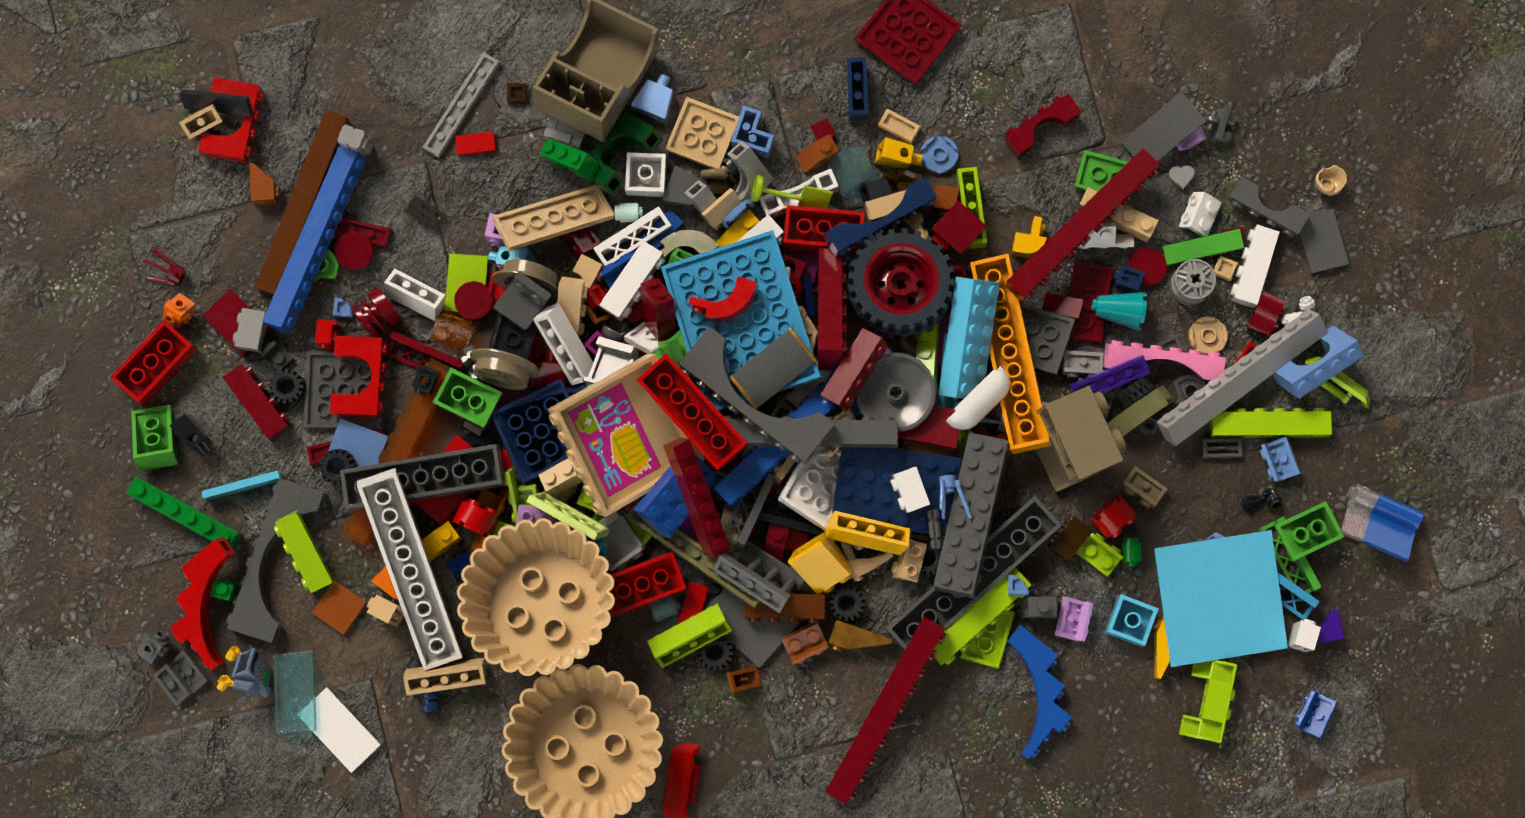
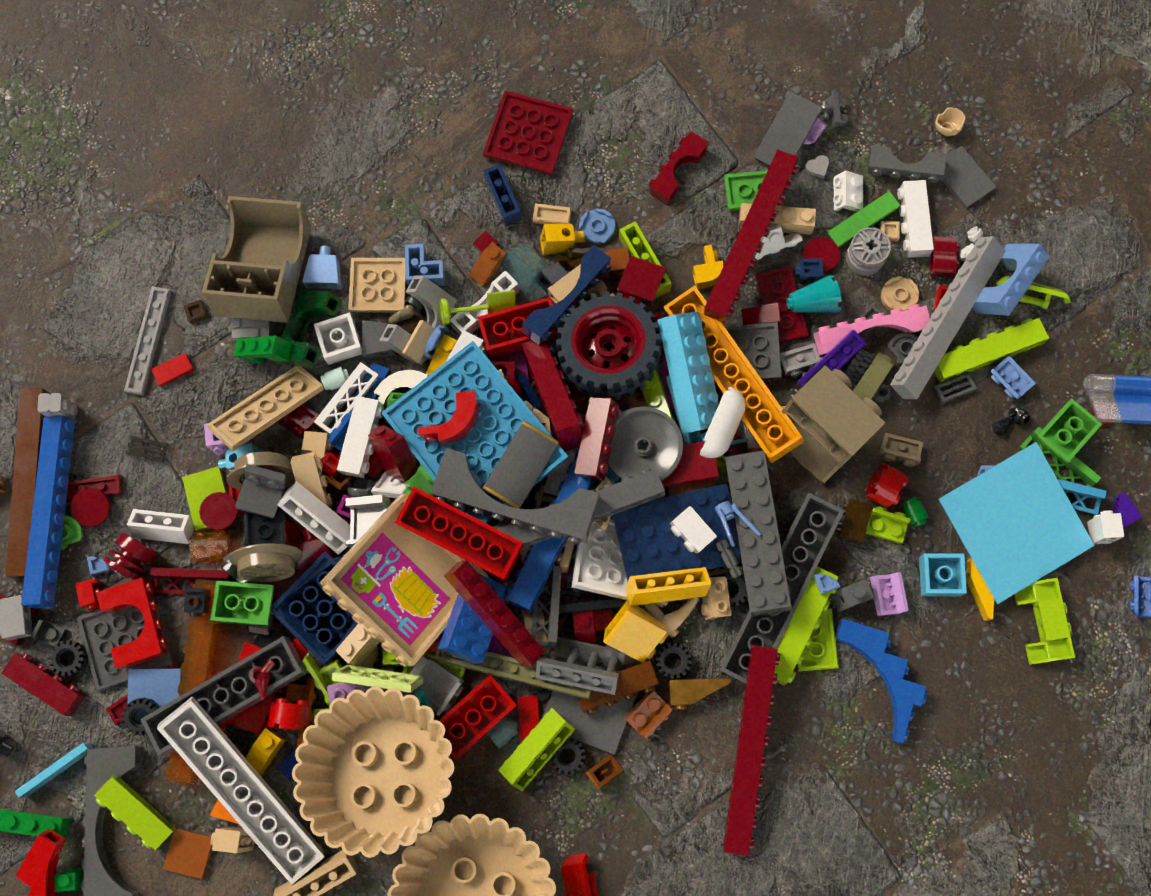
camera: 20 degrees left, 5 degrees down
(463, 475) = (261, 678): none -> dark red animal

